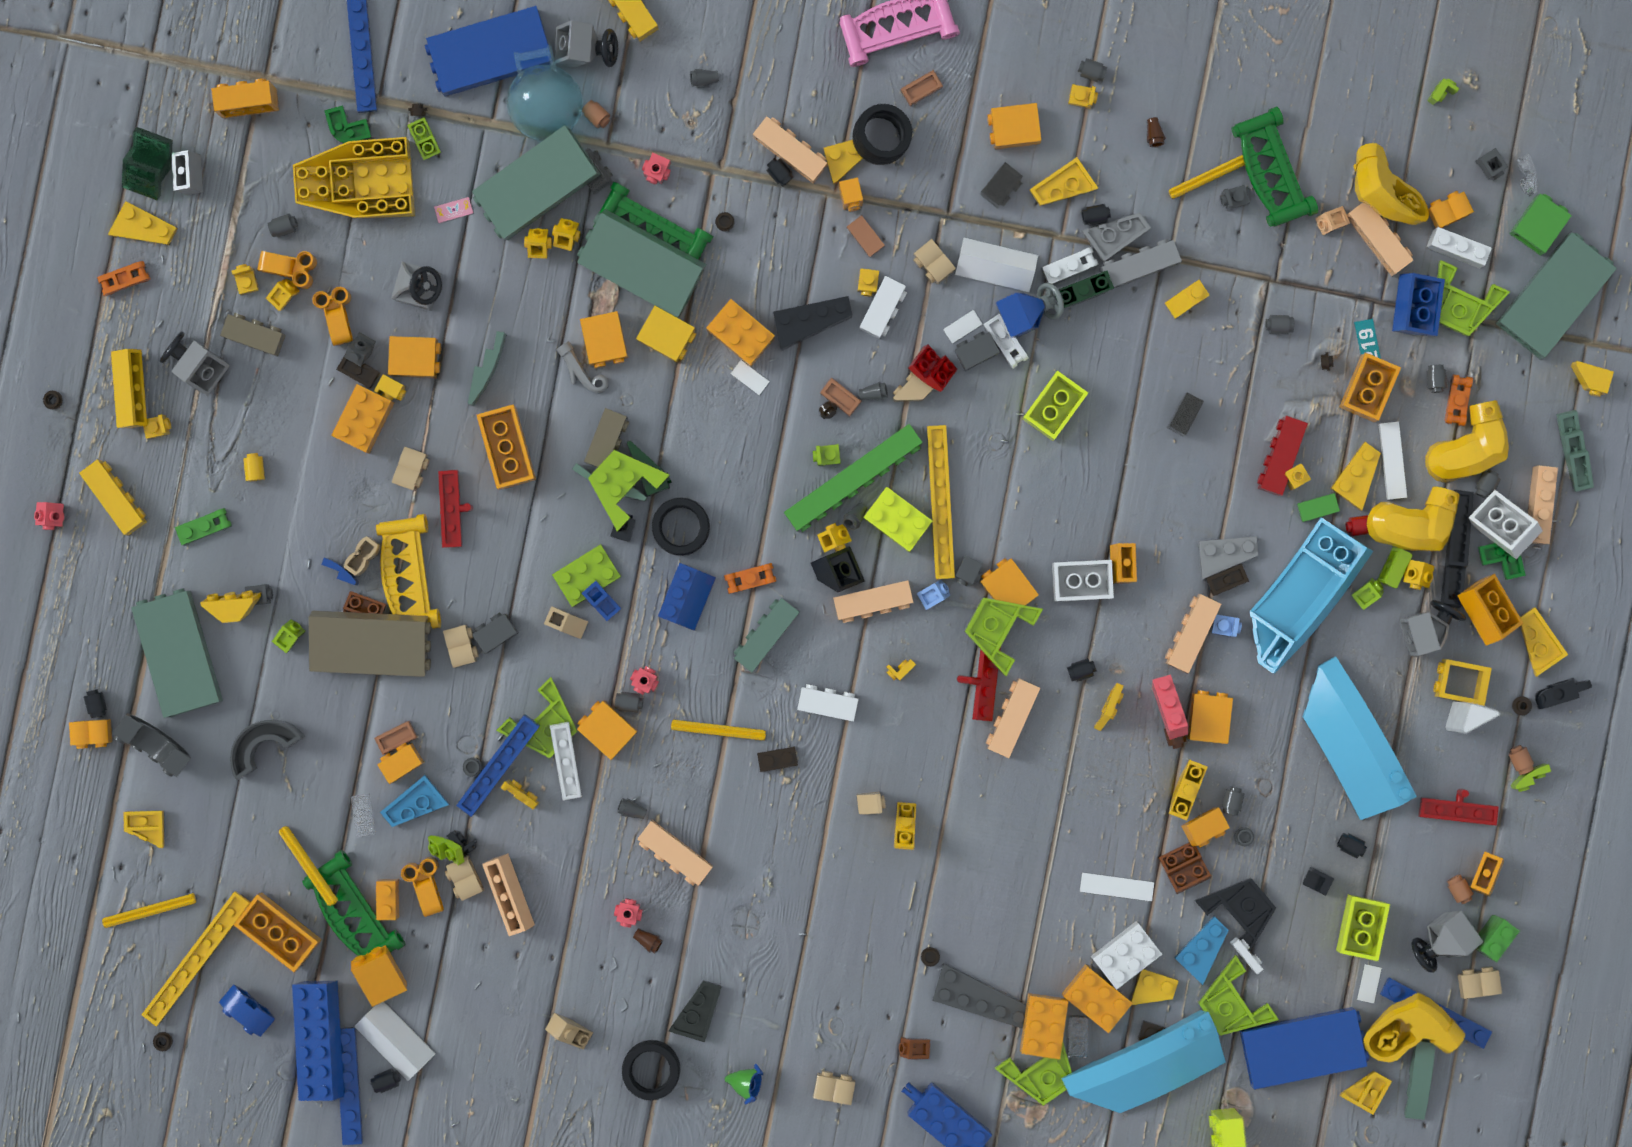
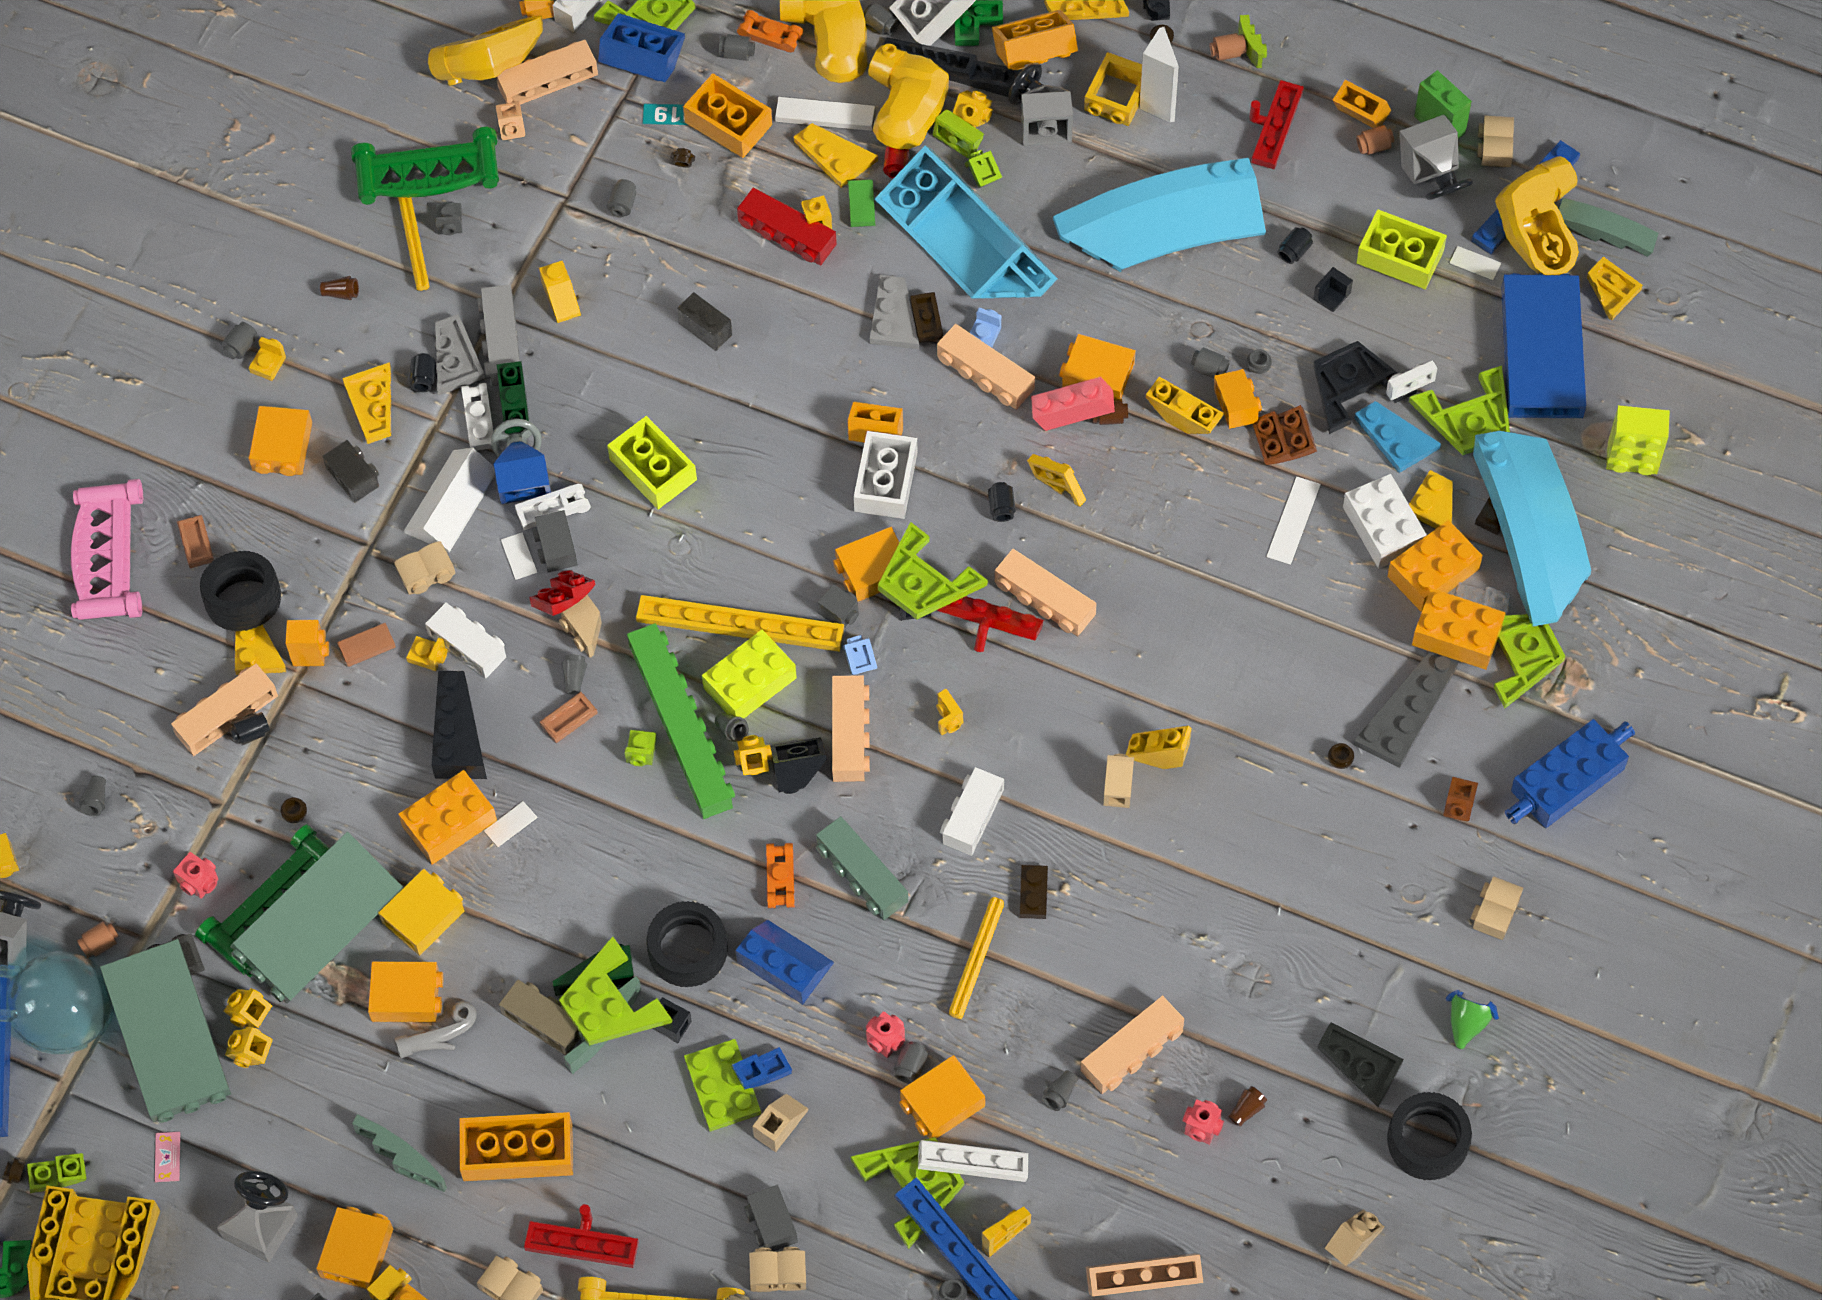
camera: 75 degrees left, 25 degrees down
(828, 410) = (581, 732): dark brown plate -> none

